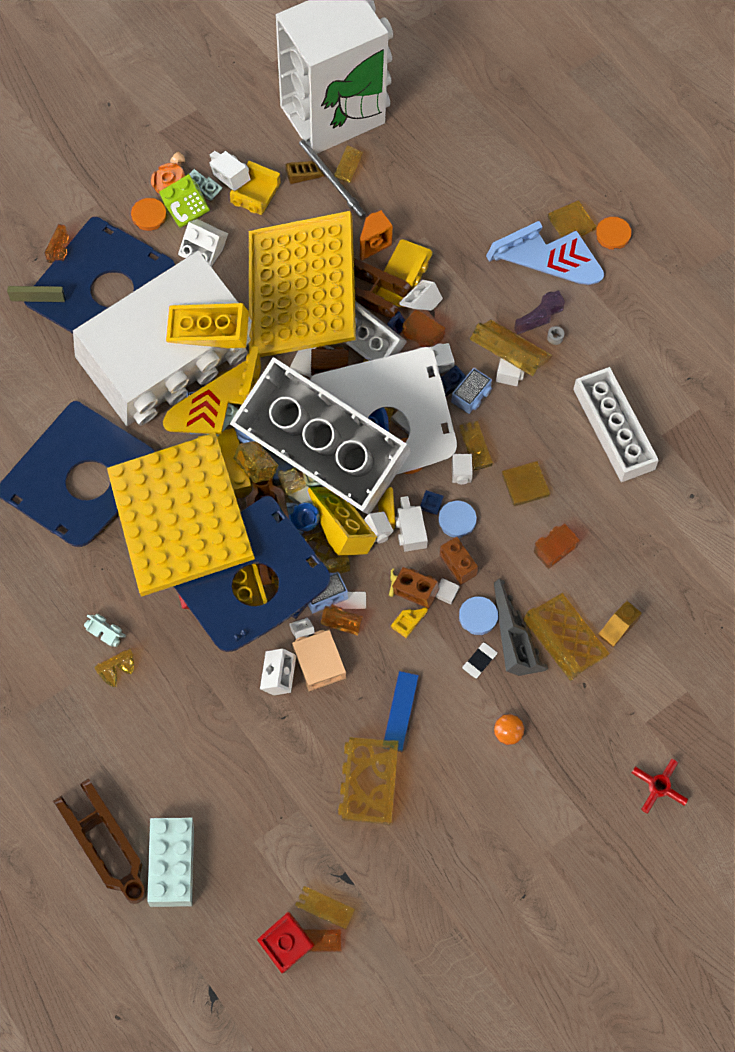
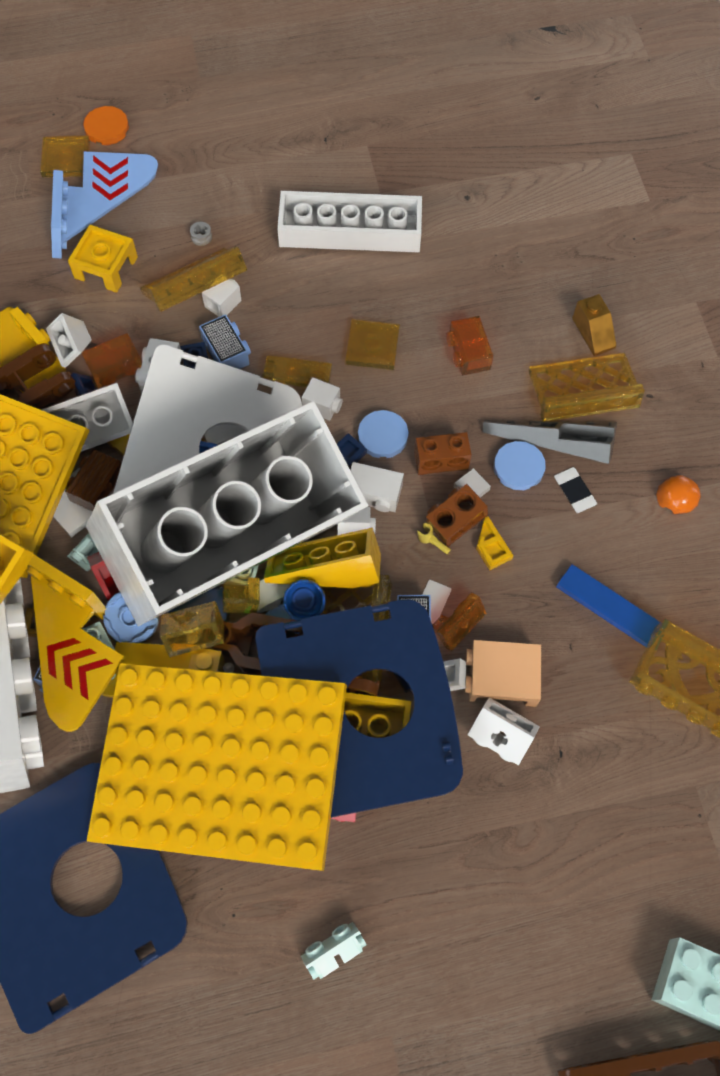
camera: 65 degrees left, 0 degrees up
(107, 668) = (395, 971): clear yellow tile -> none
(498, 283) = (102, 255): none -> yellow panel
(550, 304) = (161, 223): clear purple slope -> none

